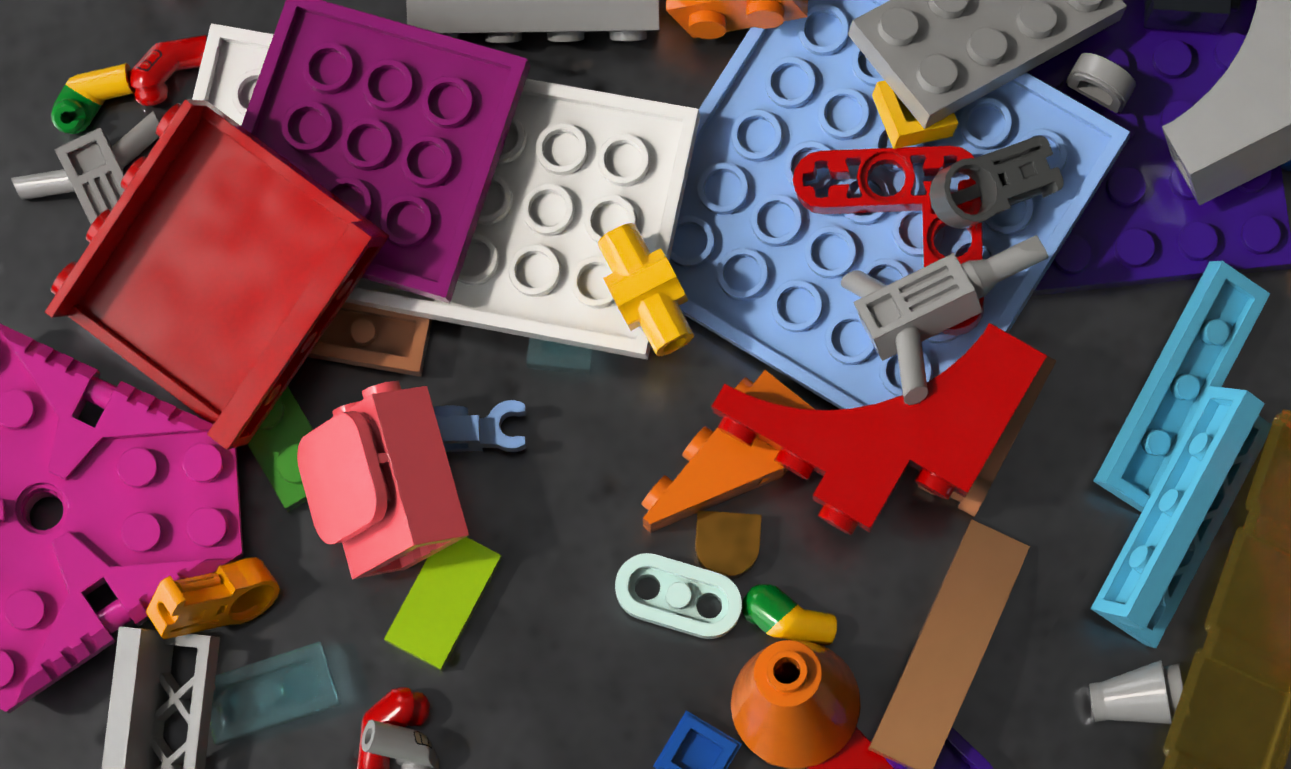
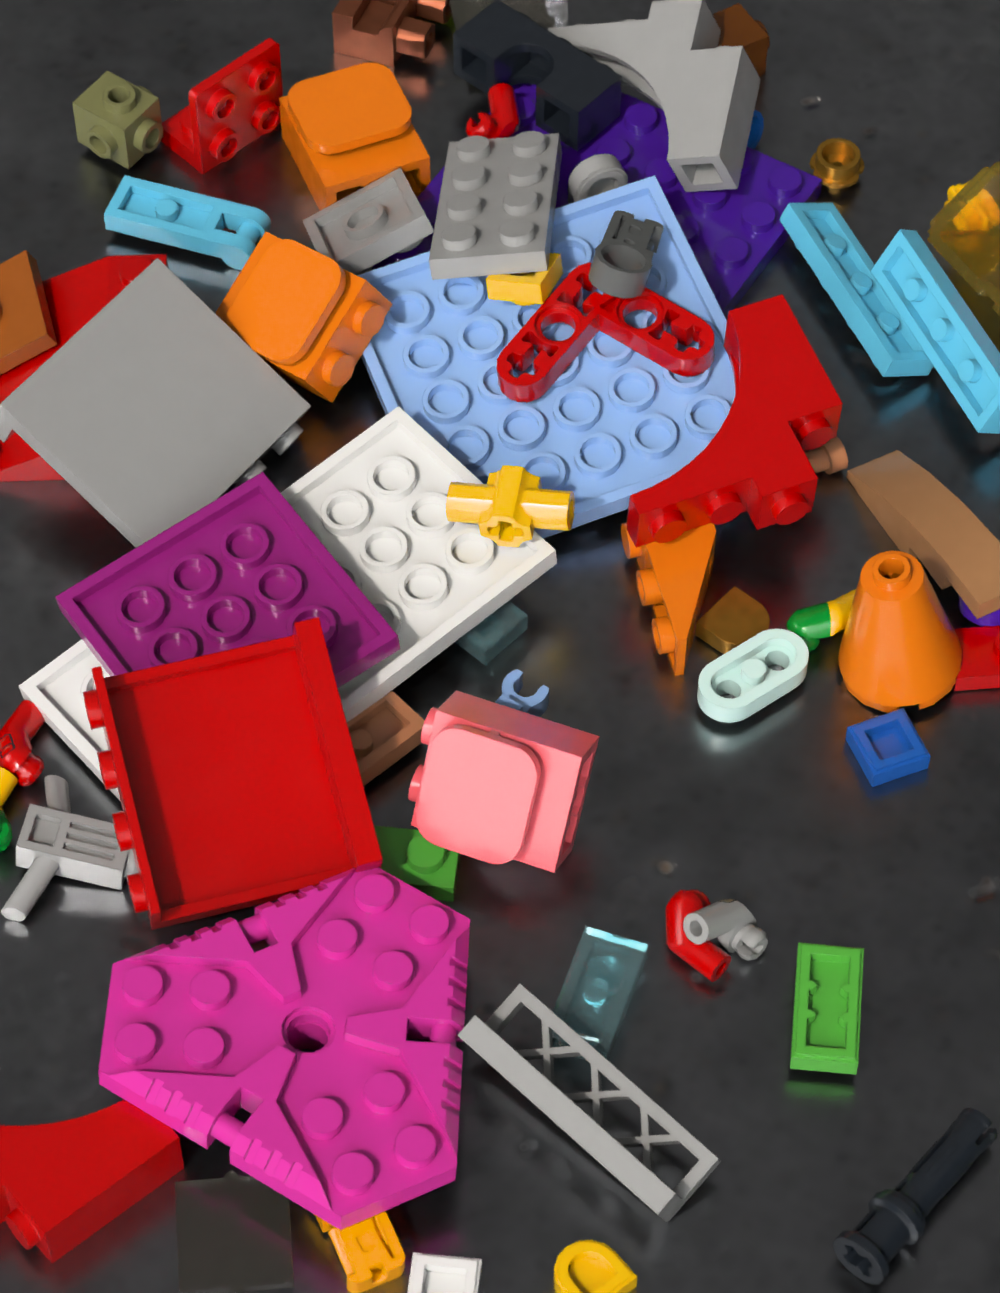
camera: 55 degrees left, 25 degrees down
(213, 600) = (489, 966): light orange piece -> none
(443, 601) = (623, 837): lime tile -> none
(929, 303) = (679, 345): light grey piece -> none

